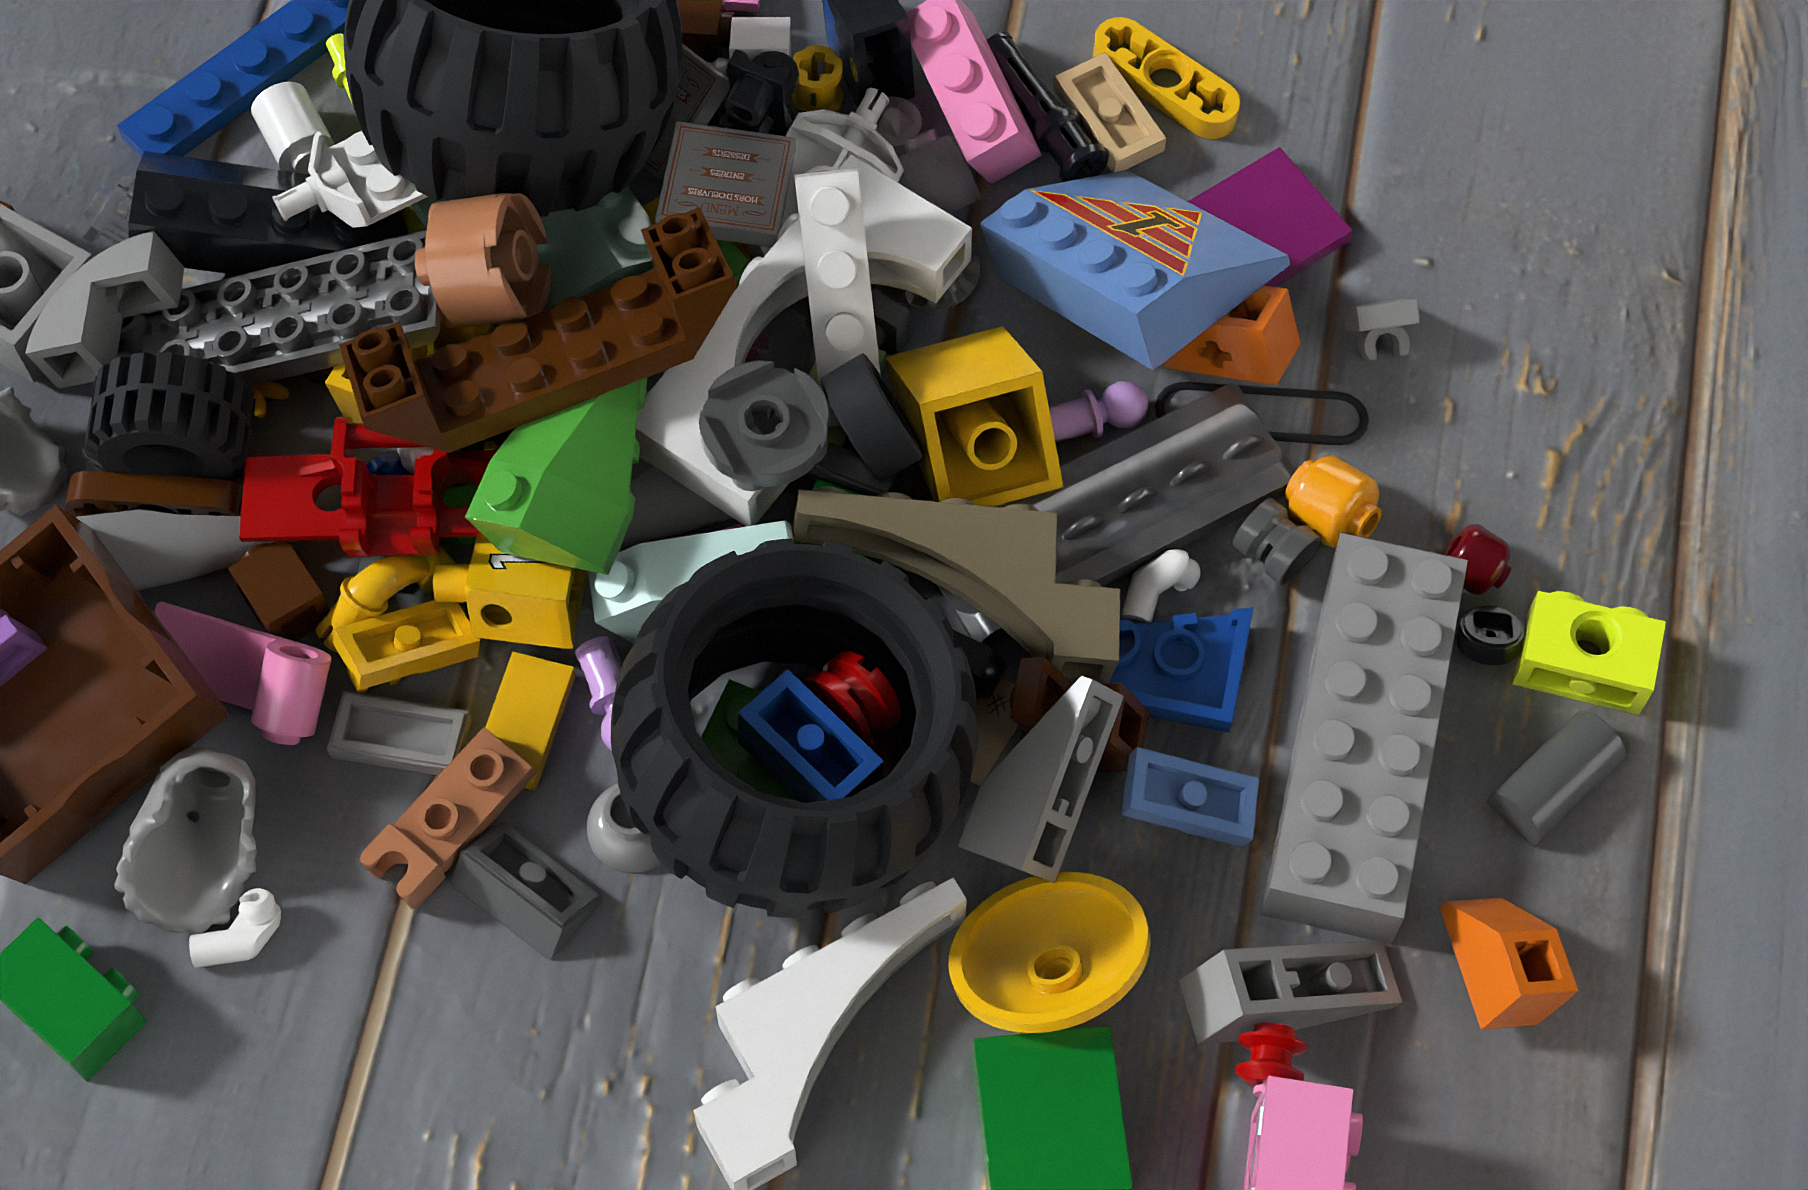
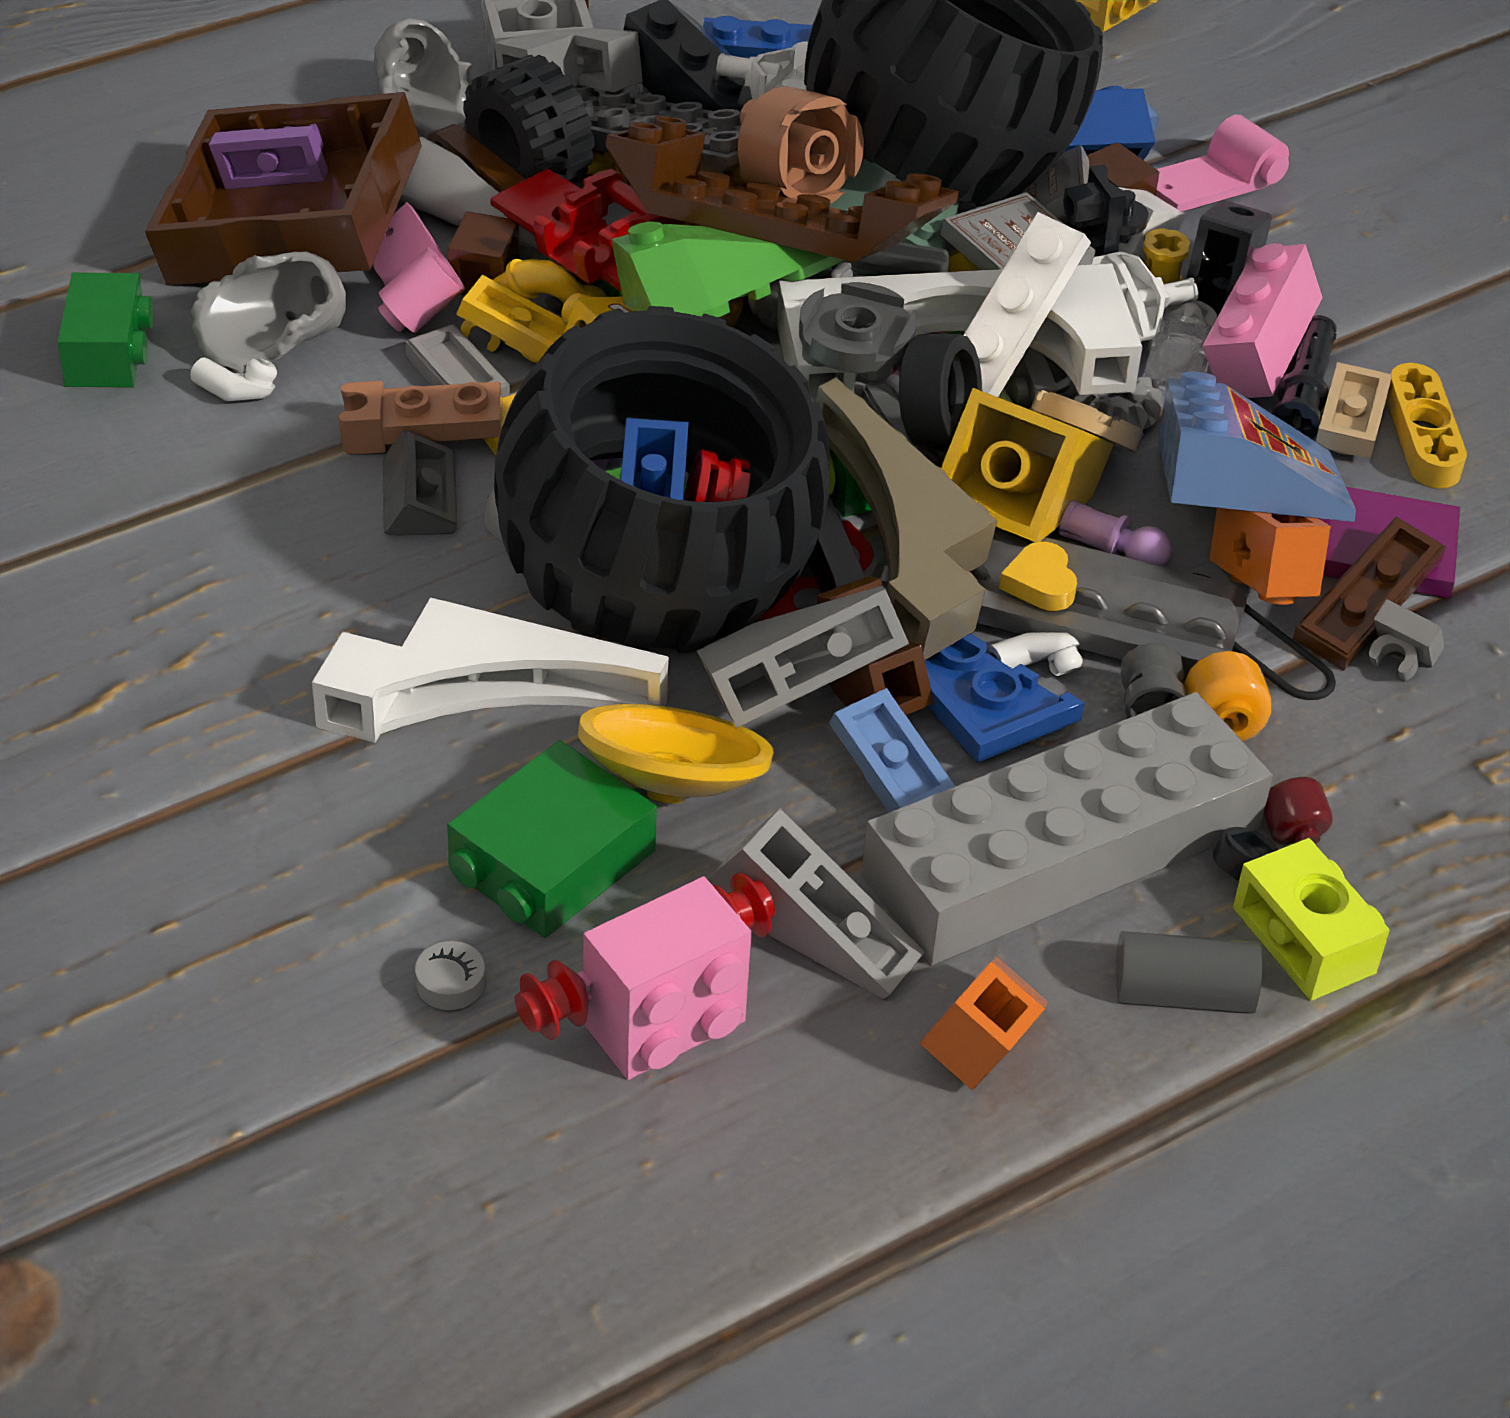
camera: 45 degrees right, 20 degrees down
(967, 325) = (1088, 419): none -> tan tile
(1104, 518) = (1041, 577): none -> yellow tile
(1316, 297) = (1386, 570): none -> reddish brown tile

